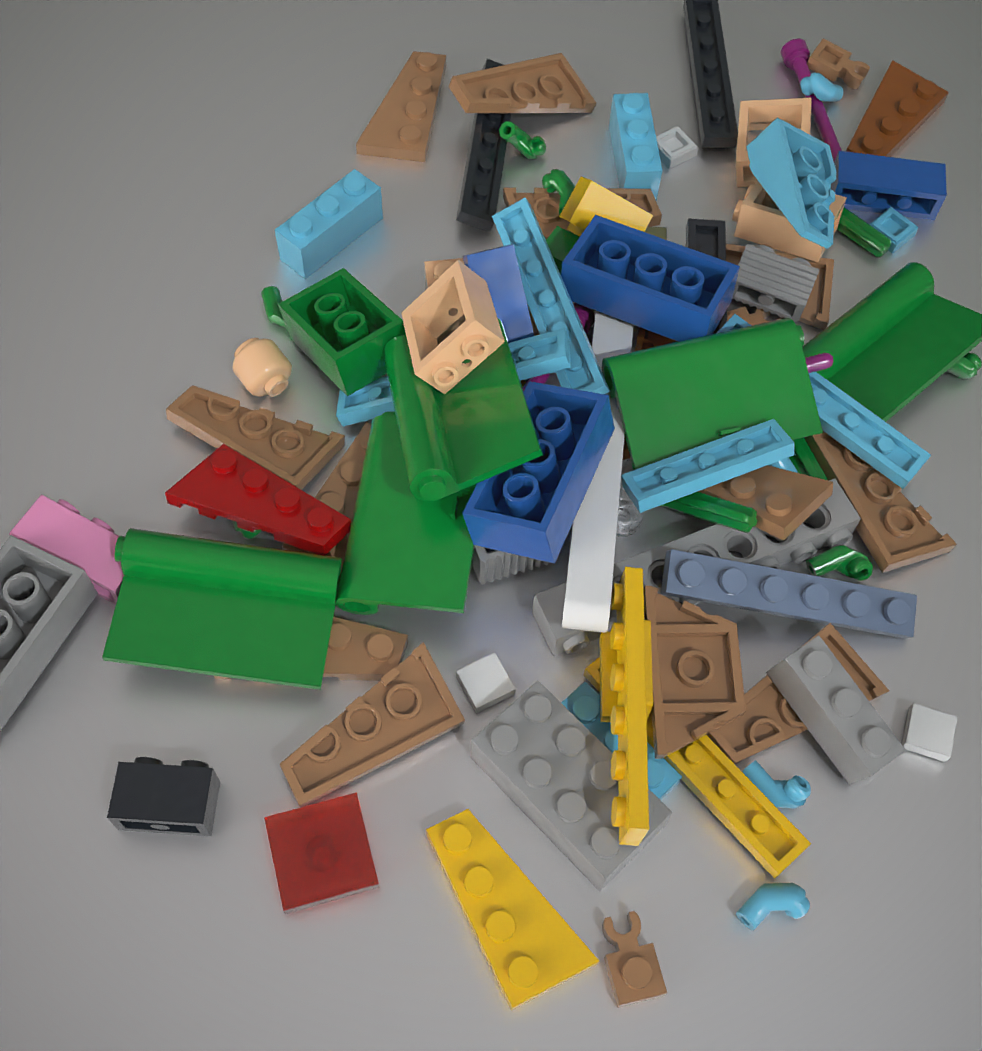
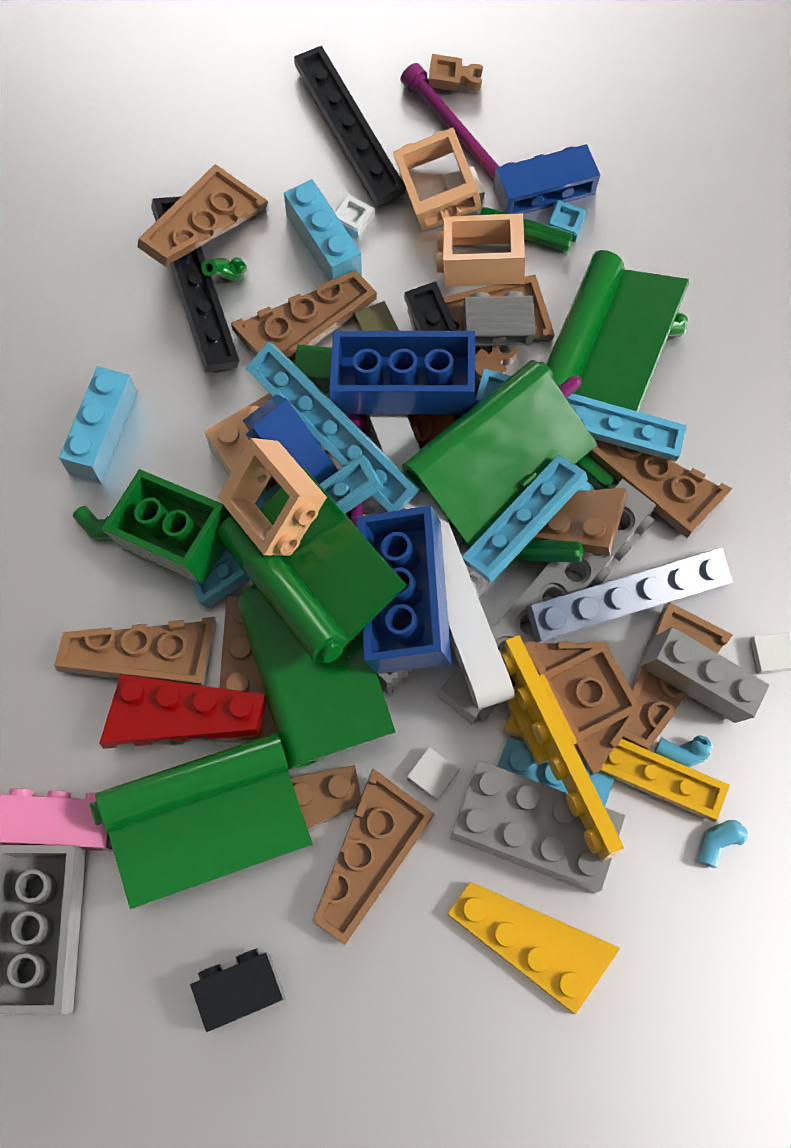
camera: 25 degrees left, 10 degrees up
(262, 367) = (114, 588): light nougat head -> none
(321, 853) = (378, 971): clear red plate -> none
(408, 111) = (105, 280): medium nougat wing -> none
(559, 182) = (290, 306): green arm -> none
(593, 199) = (322, 314): yellow brick -> none
(633, 968) = (645, 938): medium nougat plate -> none
(797, 177) = (476, 215): medium azure wedge -> none
(821, 87) = (452, 106): medium azure arm -> none
(843, 560) = (654, 542): green arm -> none
(896, 111) = (521, 104): dark orange wing -> none

